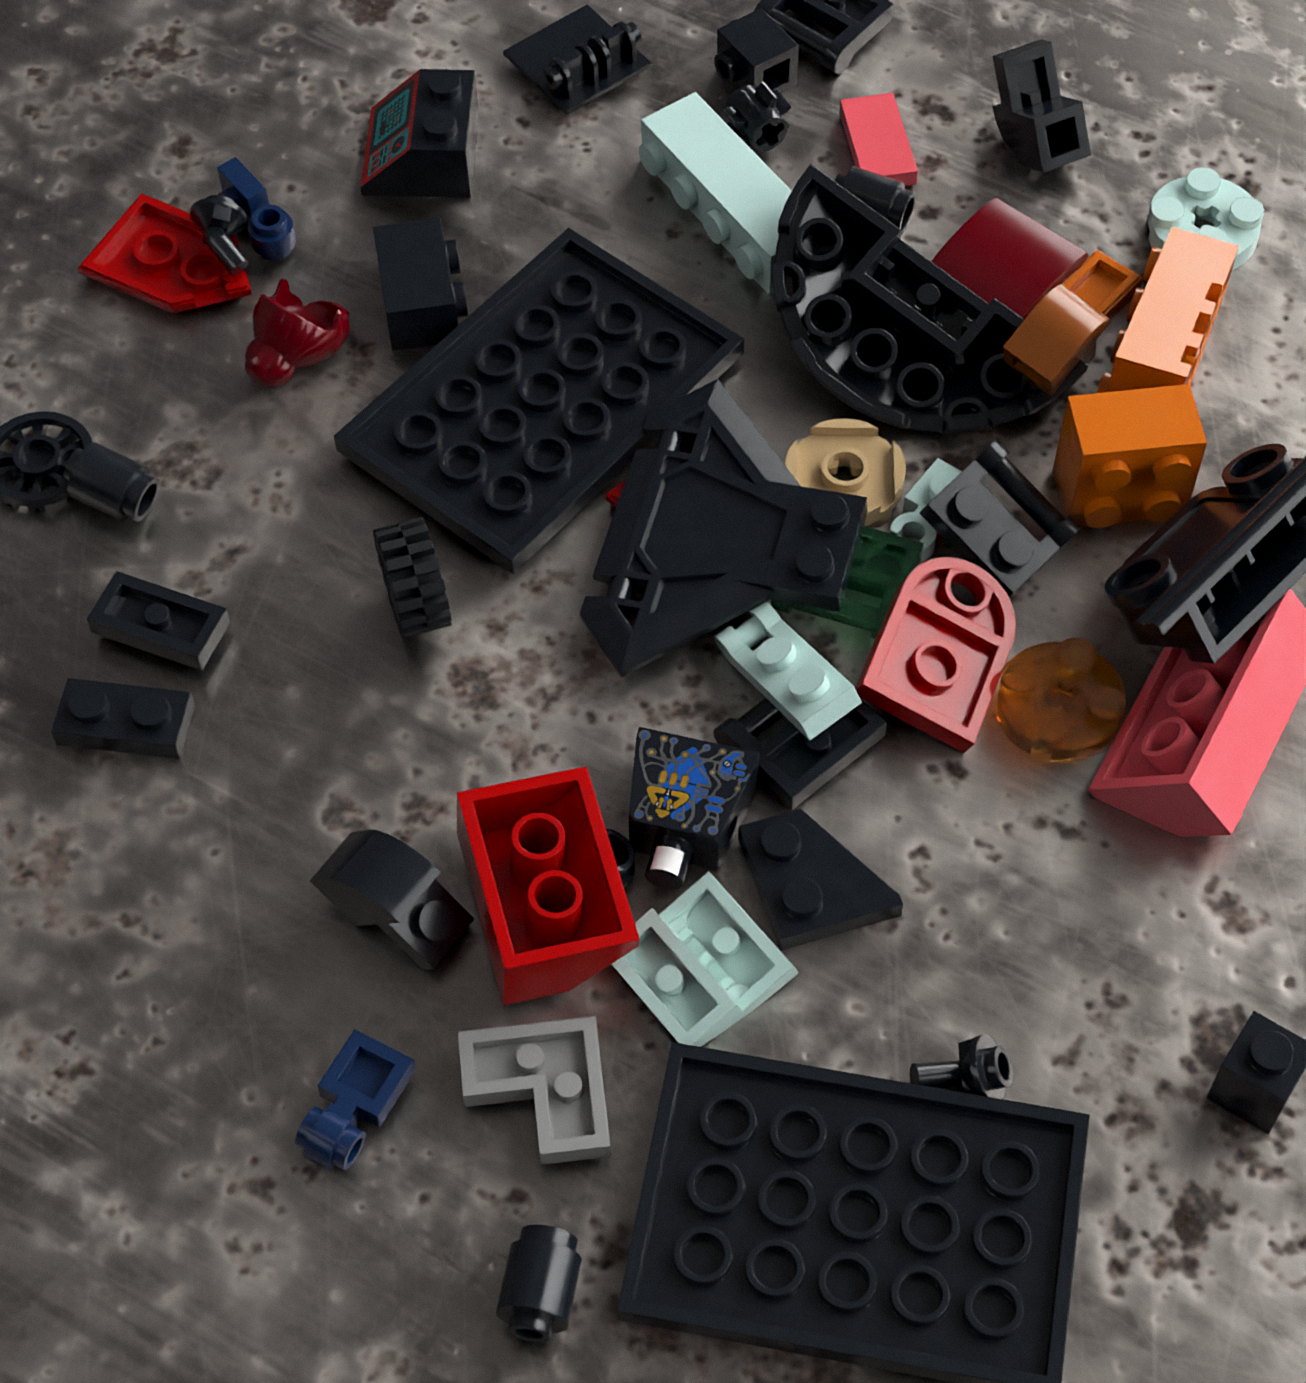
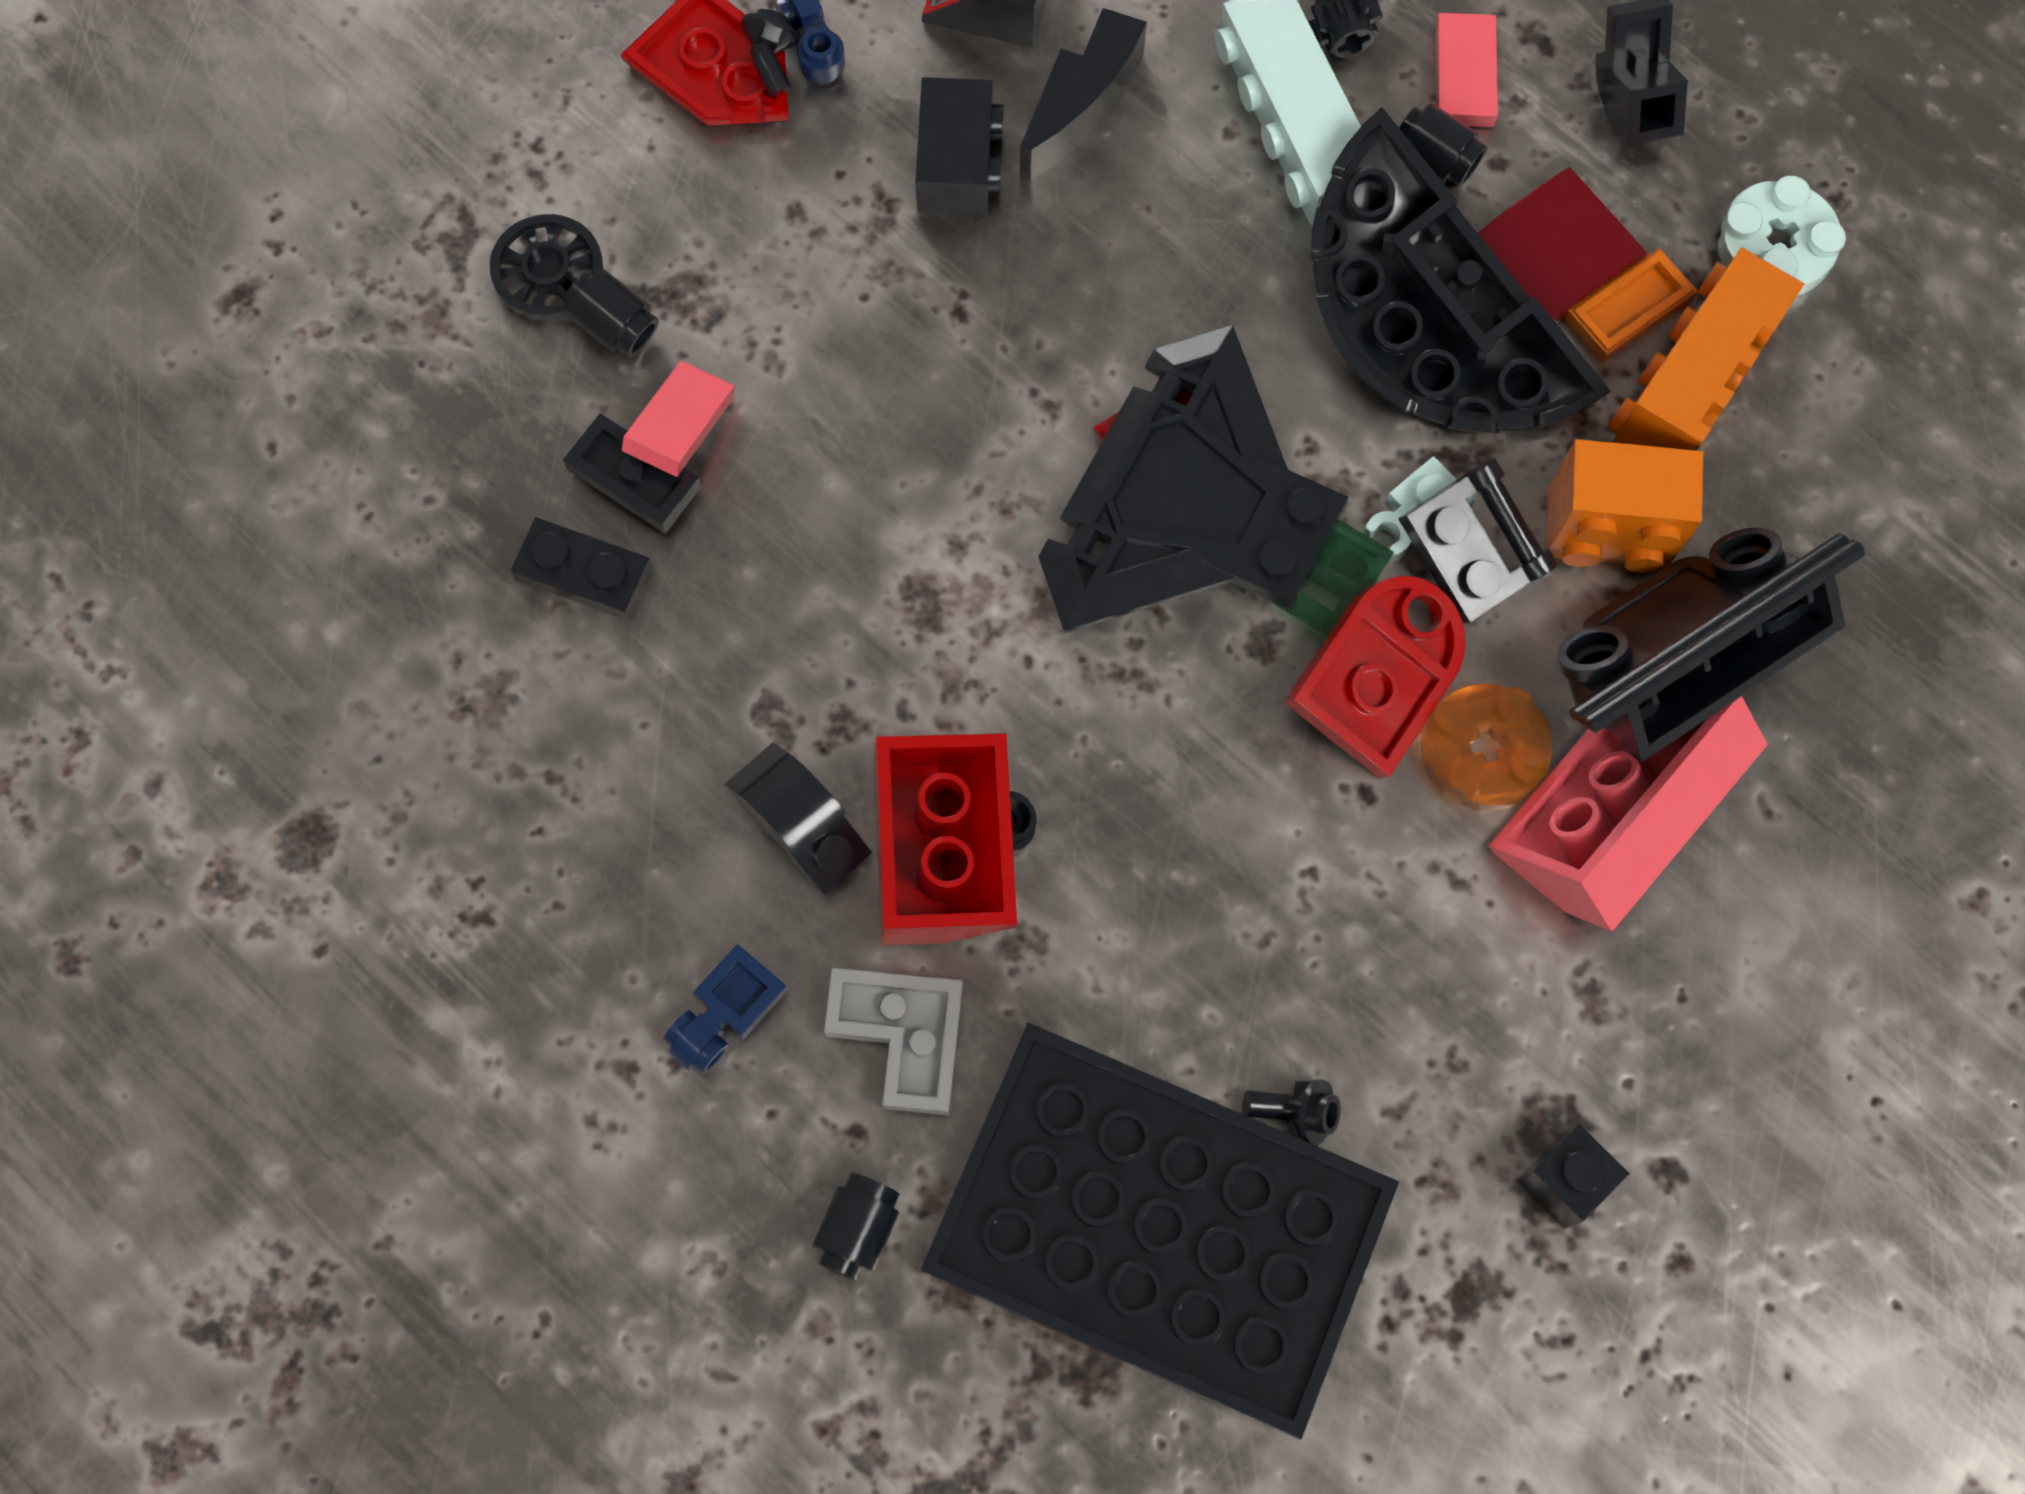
camera: 10 degrees right, 15 degrees up
(195, 561) = (678, 418): none -> coral tile
(292, 335) = (820, 180): dark red piece -> none
(412, 577) = (882, 486): black tyre -> none
(527, 214) = (1082, 91): none -> black slope
(537, 398) = (1052, 301): black plate -> none
(687, 802) = (1096, 780): black torso -> none
(703, 963) = (1076, 944): light aqua slope -> none
(788, 671) = (1226, 667): light aqua plate -> none
(793, 763) = (1234, 743): black plate -> none
(811, 880) = (1198, 881): black wing -> none
(855, 446) = (1365, 438): tan plate -> none
(1055, 338) = (1585, 358): dark orange brick -> none

